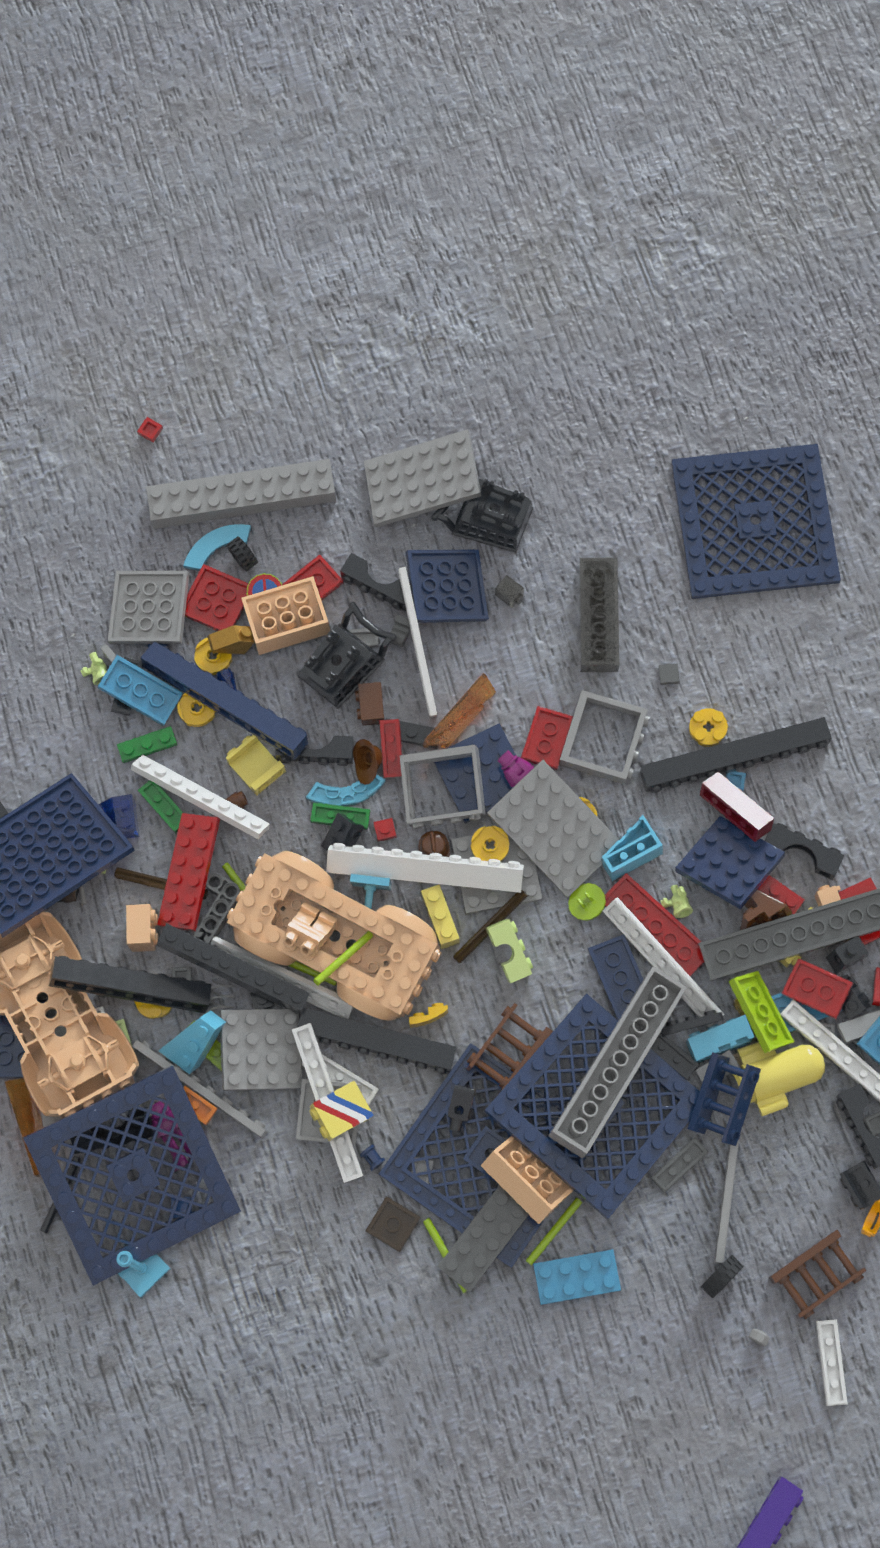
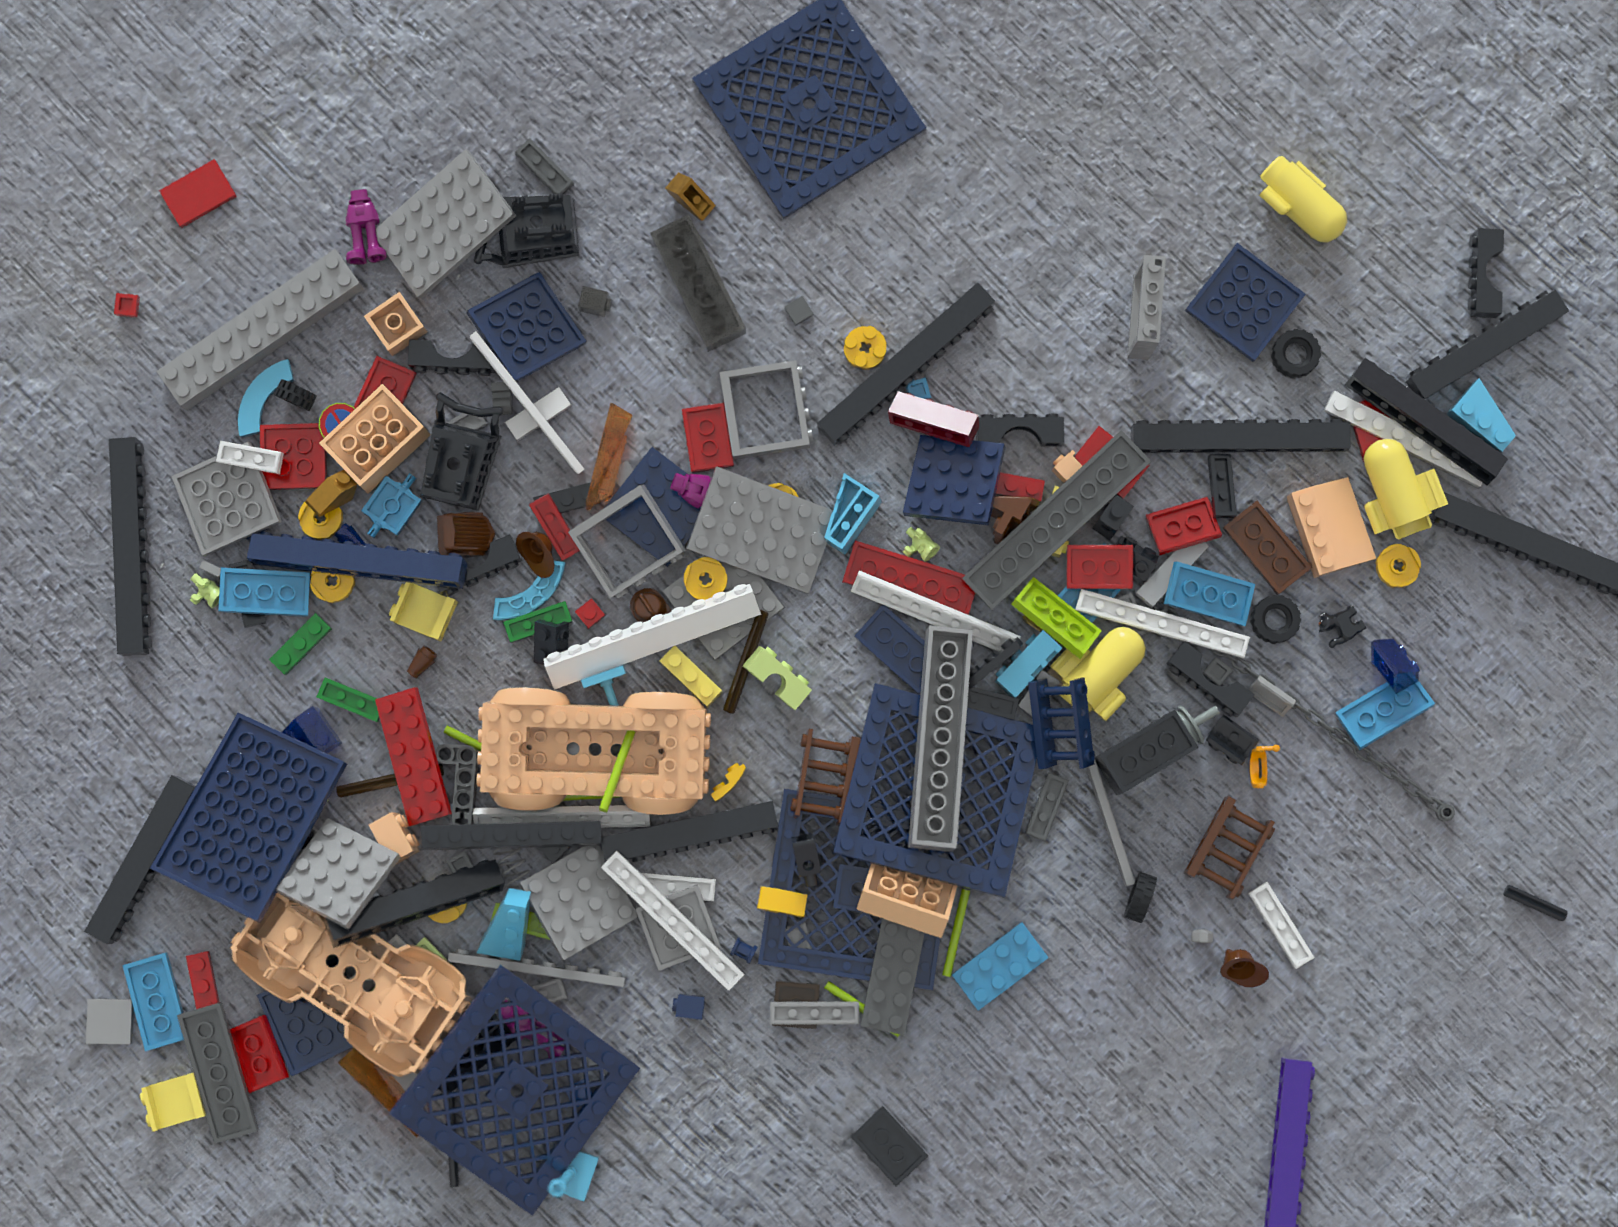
camera: 30 degrees left, 10 degrees up
(55, 609) = (129, 546): none -> black brick
(83, 929) = (338, 873): none -> light grey plate
(183, 582) = (249, 457): none -> white tile
(200, 796) = (384, 673): white plate -> none
(202, 1108) = (550, 988): orange plate -> none
(246, 373) = (197, 193): none -> red tile
(272, 672) = (391, 505): none -> dark azure plate
(305, 1180) = (689, 1006): none -> dark blue brick
(308, 931) = (565, 767): light nougat hips -> none
(318, 720) = (464, 534): none -> reddish brown piece
(340, 1111) = (691, 923): panel -> none
(346, 536) = (395, 323): none -> light nougat brick
(363, 445) = (362, 214): none -> magenta piece
(371, 703) = (510, 489): reddish brown brick -> none
(404, 1237) = (814, 1012): none -> light grey tile
(411, 1380) = (889, 1146): none -> black tile
(423, 1131) = (782, 901): none -> yellow slope
(434, 656) = (548, 406): none -> white tile
(521, 473) = (544, 167): none -> dark grey tile
(587, 902) = (830, 588): lime piece -> none
(625, 547) = (690, 196): none -> pearl gold slope
(781, 1382) = (1243, 969): none -> reddish brown piece
(790, 1155) = (1152, 748): none -> black piece

